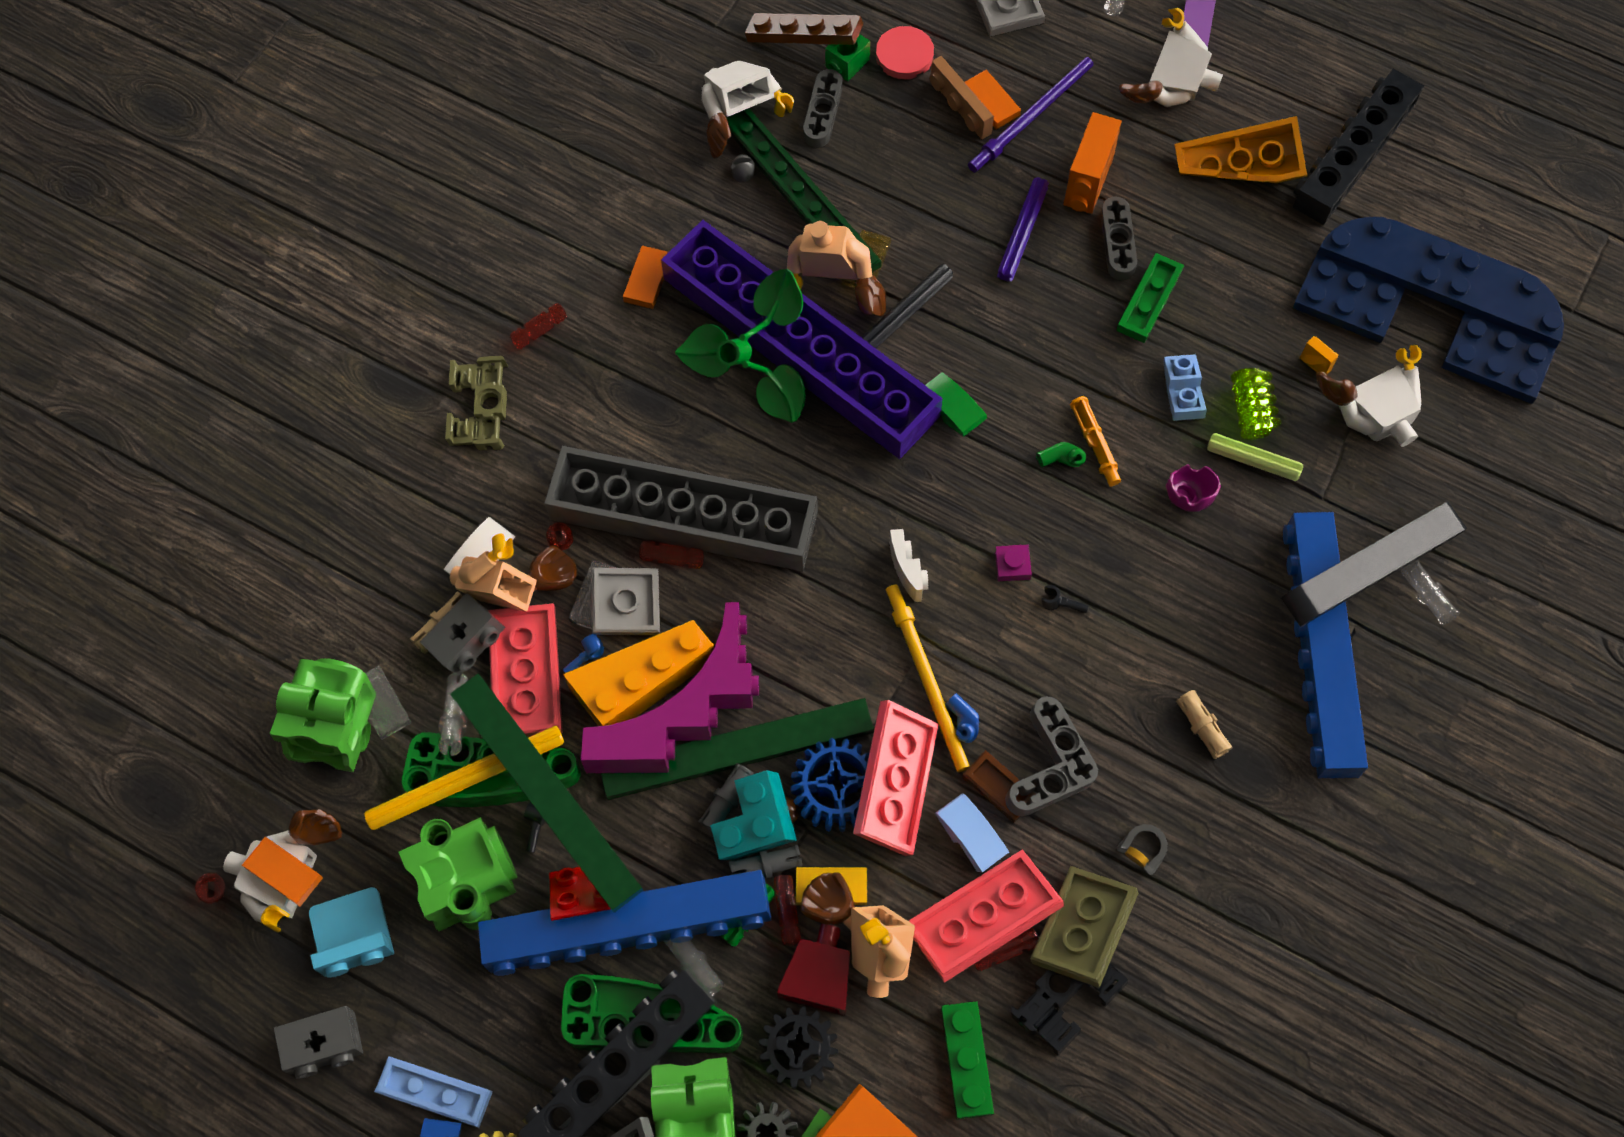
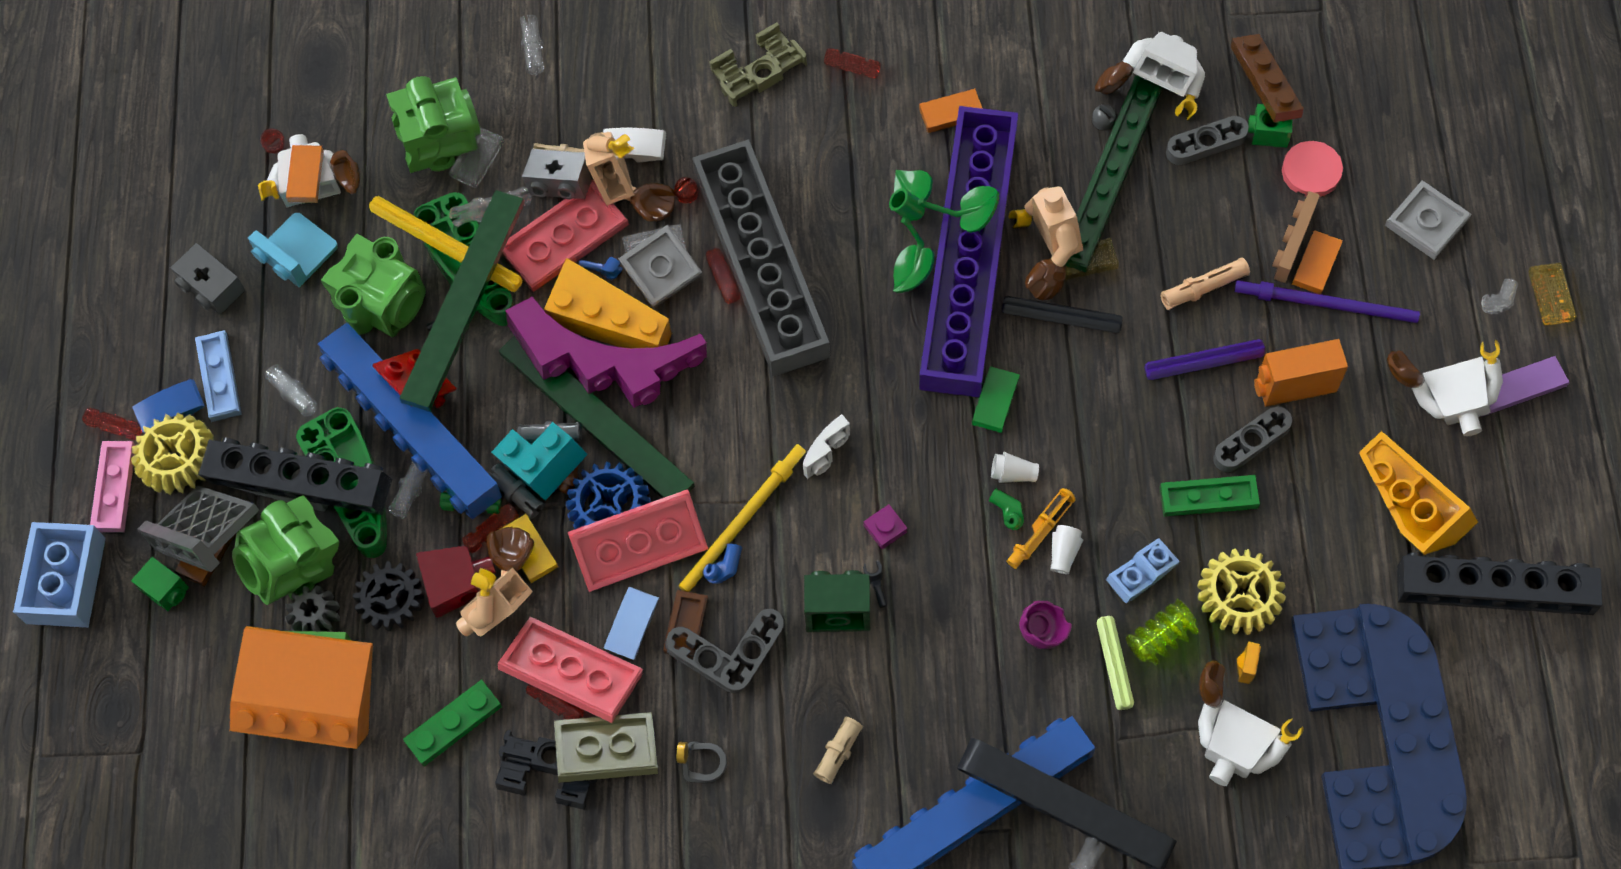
camera: 60 degrees right, 0 degrees up
(300, 582) = (532, 44): none -> clear pin
(506, 1023) = (291, 390): none -> clear pin
(952, 213) = (1192, 288): none -> light nougat pin
(1026, 430) = (1013, 469): none -> white cone
(1071, 637) = (837, 601): none -> dark green brick
(1128, 432) = (1065, 546): none -> white cone
(1245, 333) = (1225, 572): none -> light yellow gear

